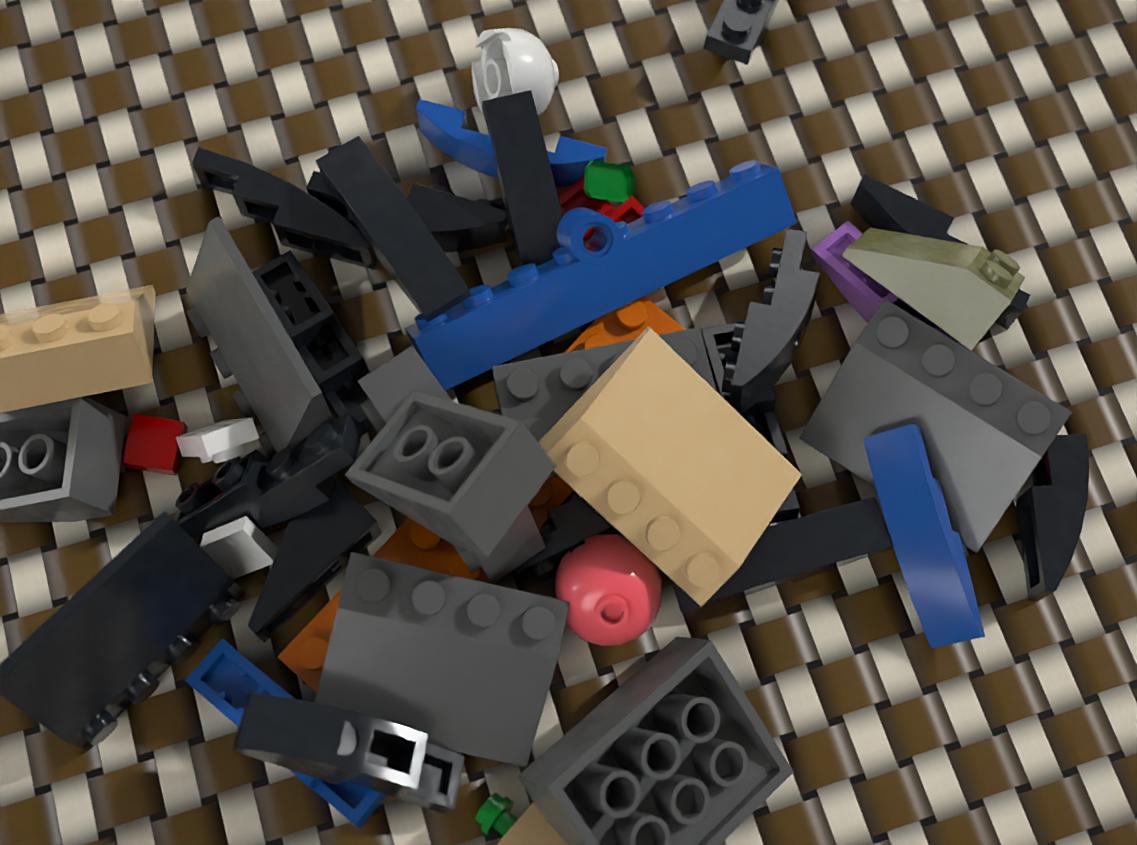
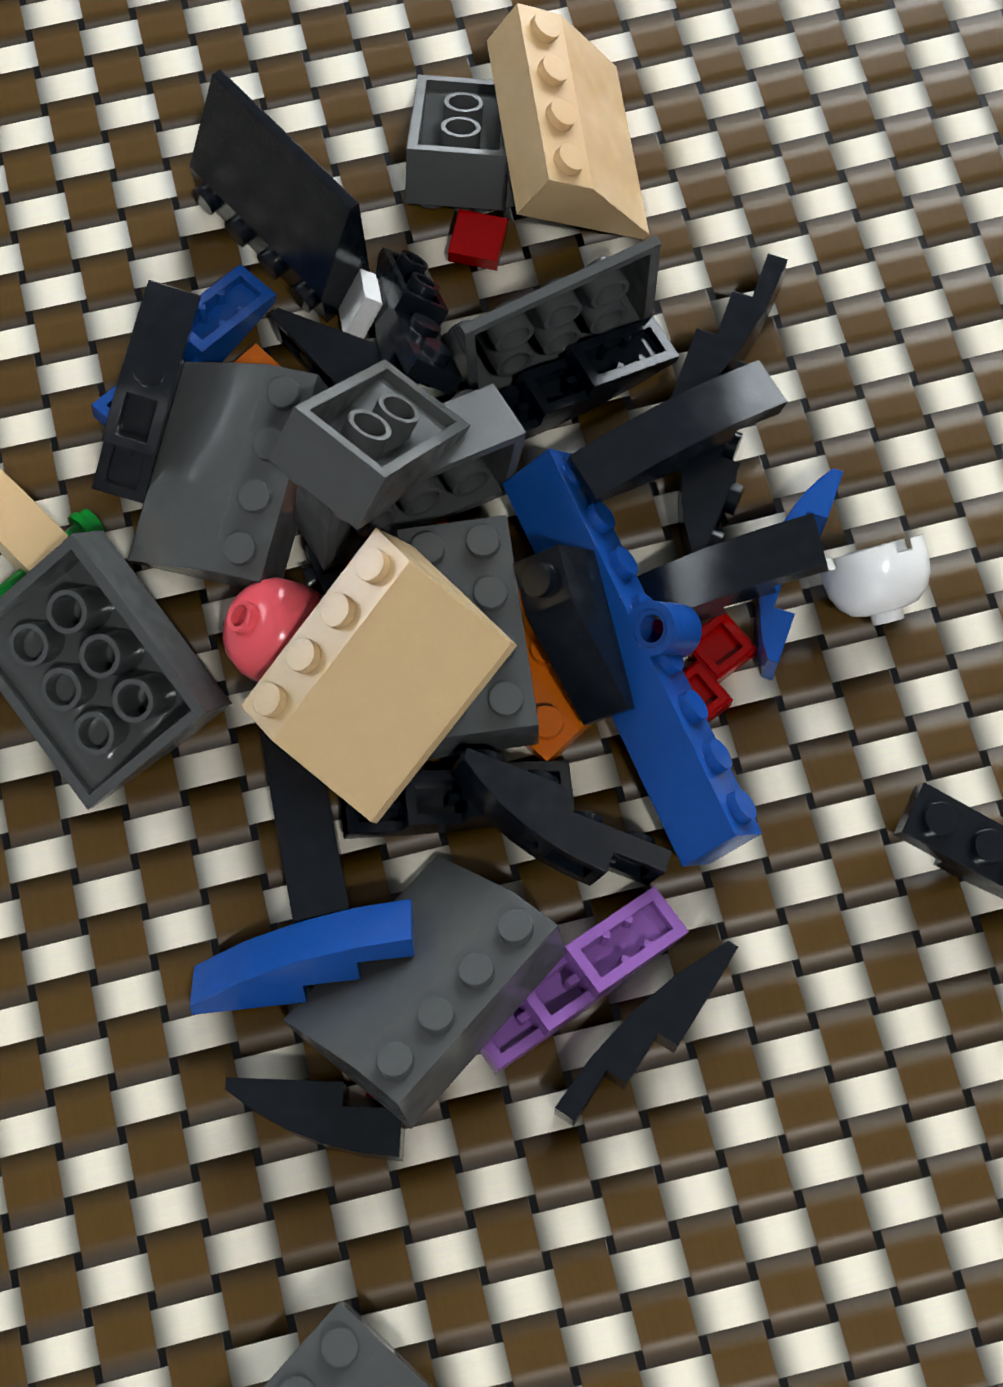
camera: 100 degrees right, 0 degrees up
(219, 440) = (462, 278): white plate -> none
(594, 307) = (575, 627): none -> black slope
(608, 181) = (746, 671): green piece -> none
(945, 281) = (585, 991): olive slope -> none

